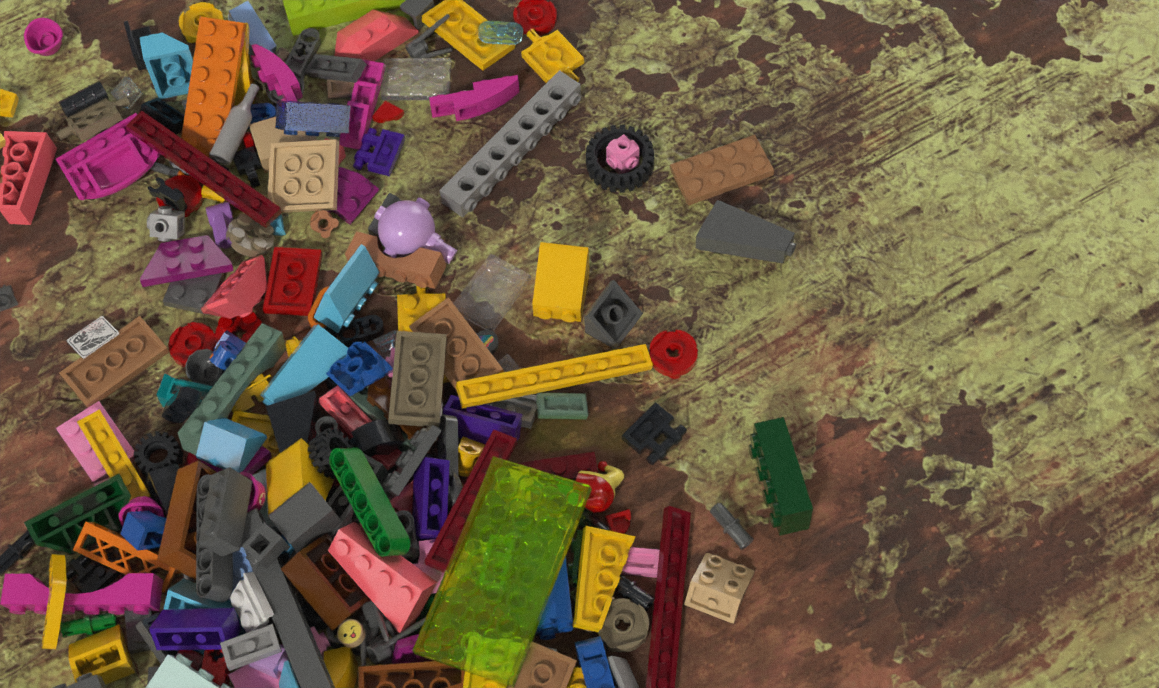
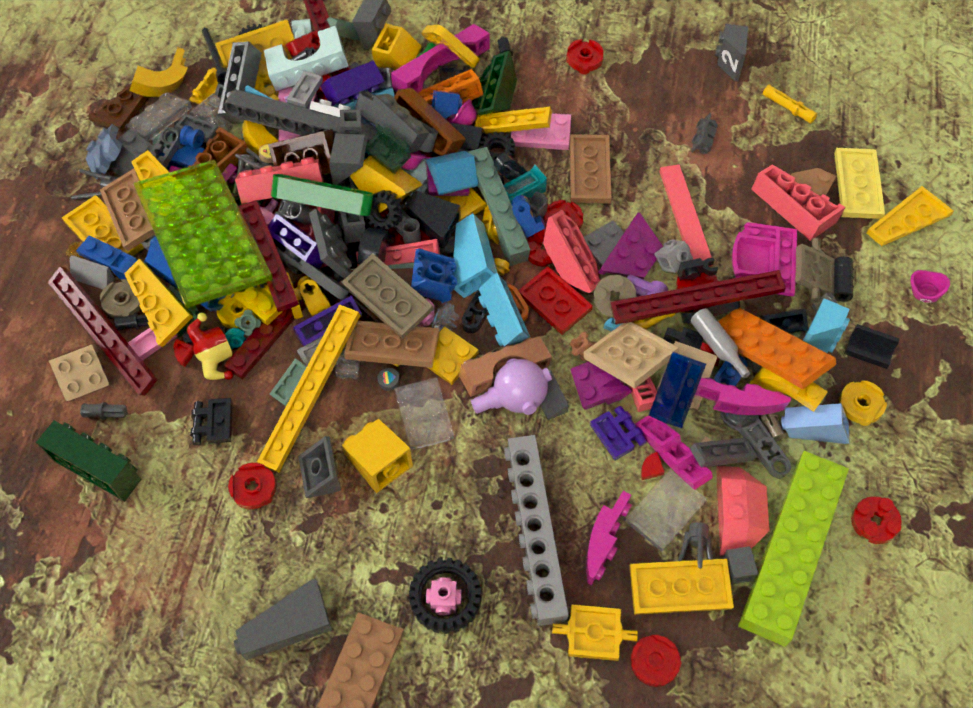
camera: 130 degrees right, 0 degrees up
(92, 337) = (621, 169): clear sticker -> none
(103, 257) = (684, 211): none -> coral tile
(265, 492) = (388, 149): none -> clear green bracket
(500, 32) = (654, 605): clear light blue plate -> none

